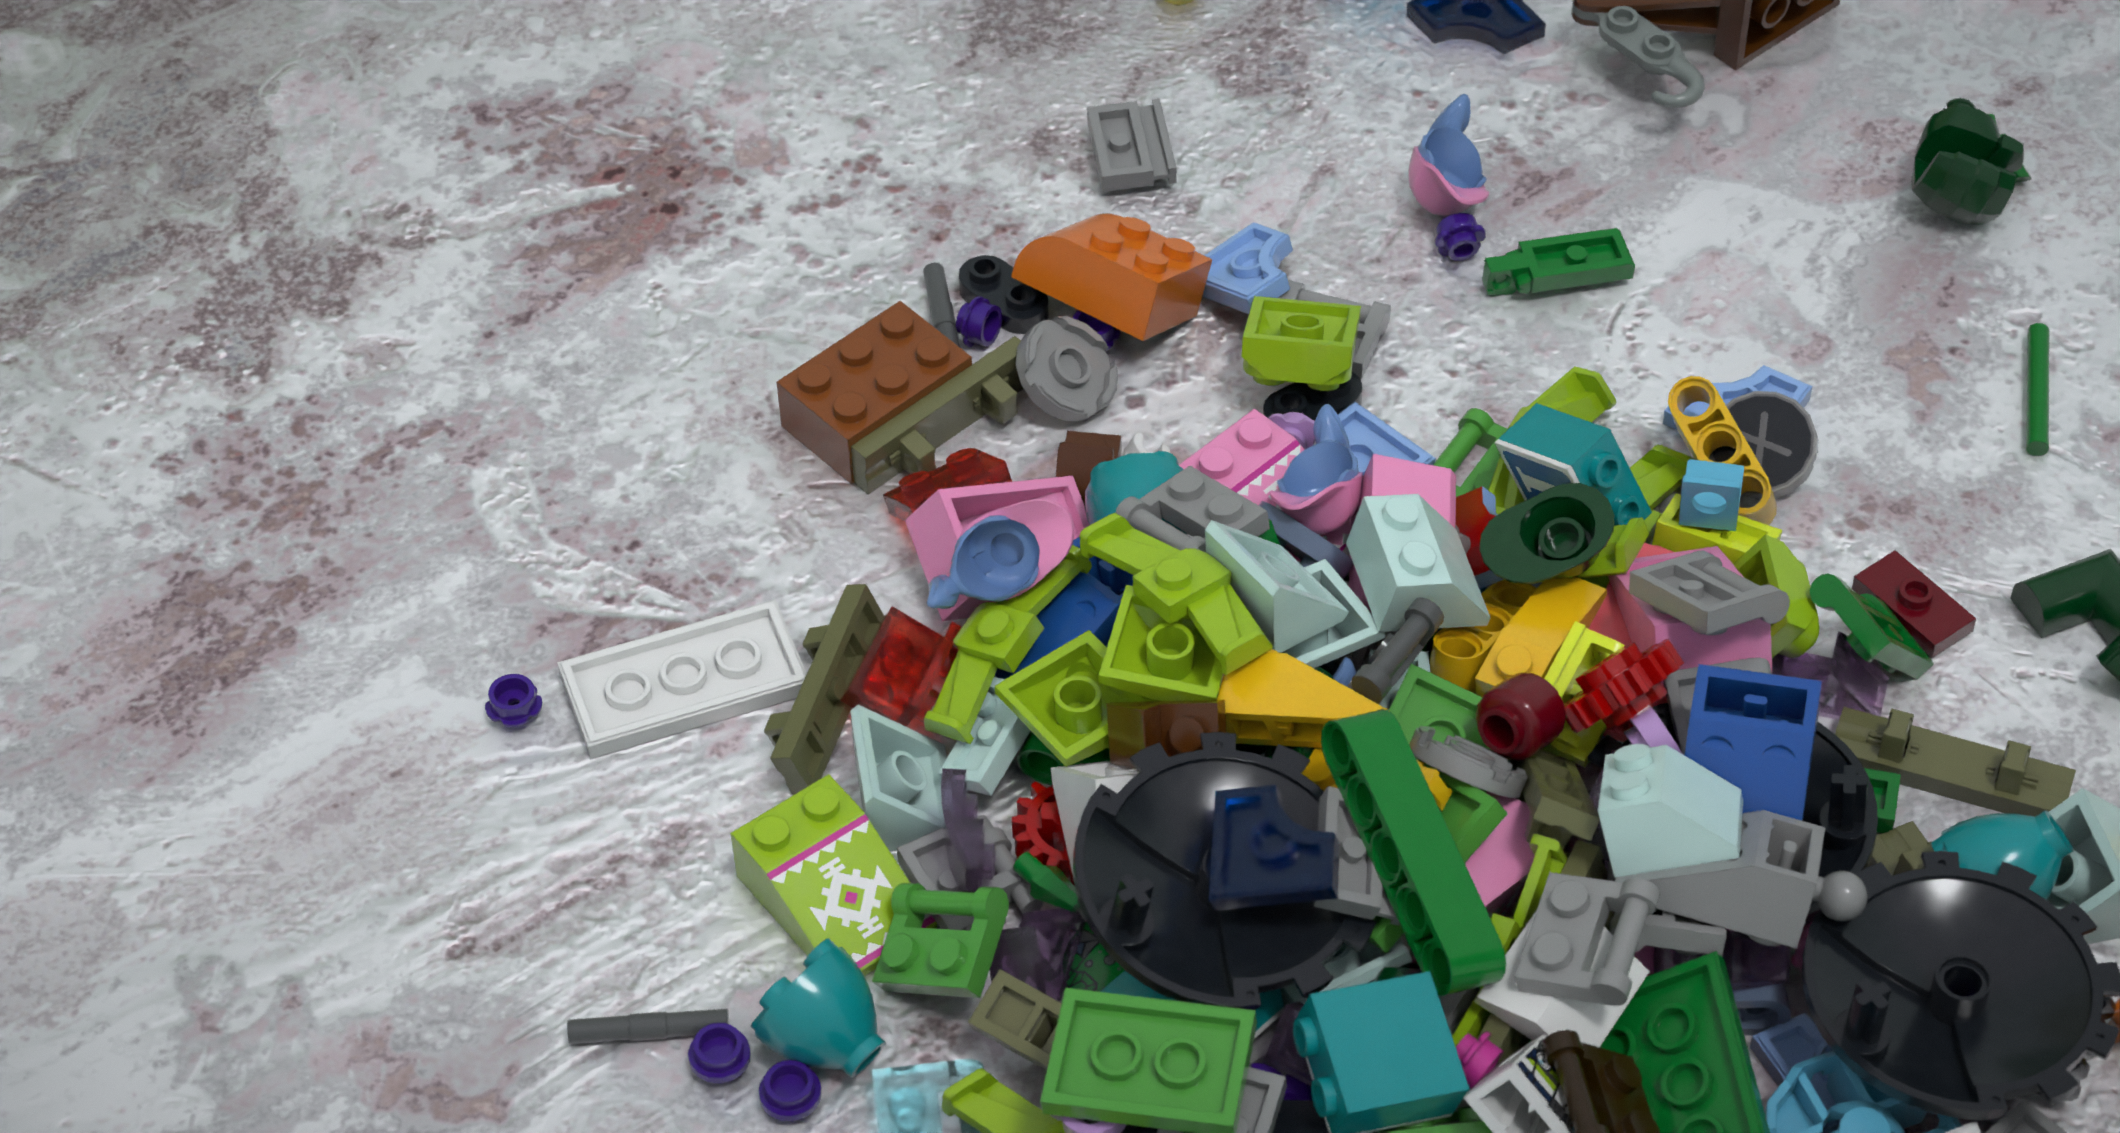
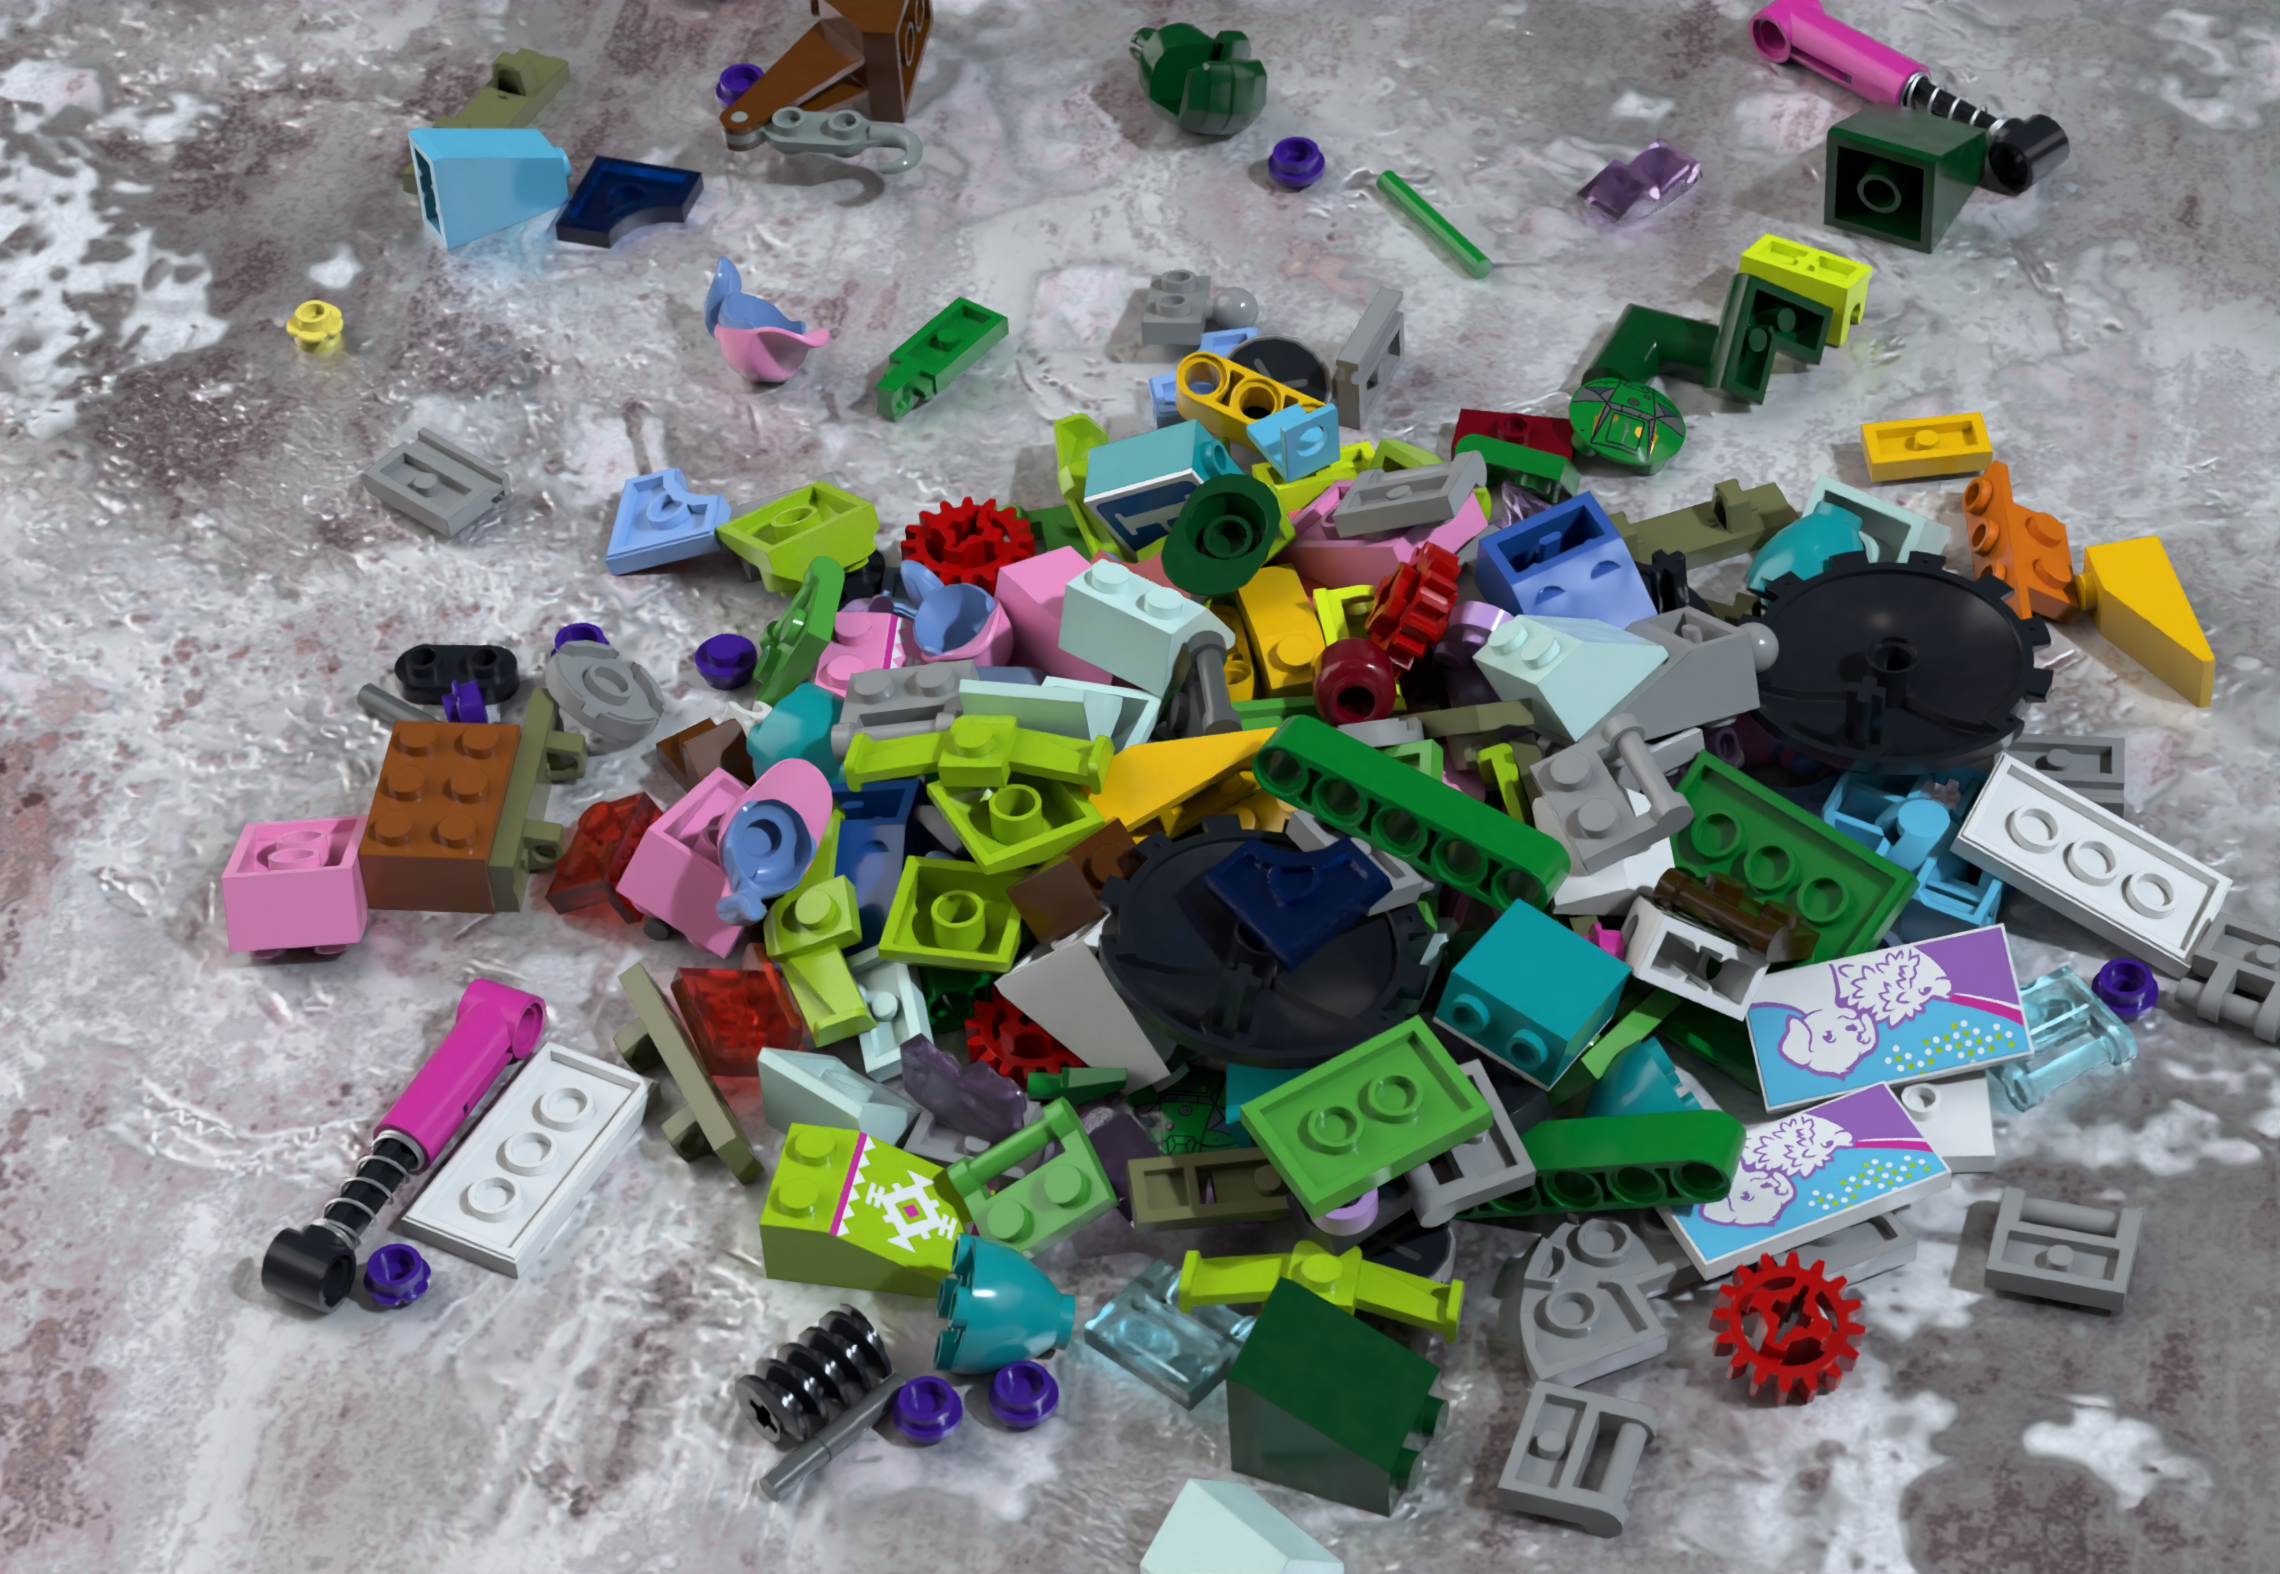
camera: 40 degrees left, 5 degrees down
(669, 973) = (811, 1373): none -> black piece
(730, 375) = (296, 887): none -> bright pink slope
(747, 566) = (489, 1030): none -> piece
(1118, 273) = (561, 582): orange brick -> none
(1180, 401) = (726, 661): none -> dark purple plate
(1224, 410) = (801, 633): none -> bright green plate
(1407, 423) = (969, 542): none -> red gear
(1459, 236) = (825, 385): dark purple plate -> none
(1771, 335) = (1182, 305): none -> light grey plate
(1859, 465) = (1369, 359): none -> light grey plate
(1980, 275) = (1296, 162): none -> dark purple plate
(2008, 645) = (1626, 424): none -> green dish

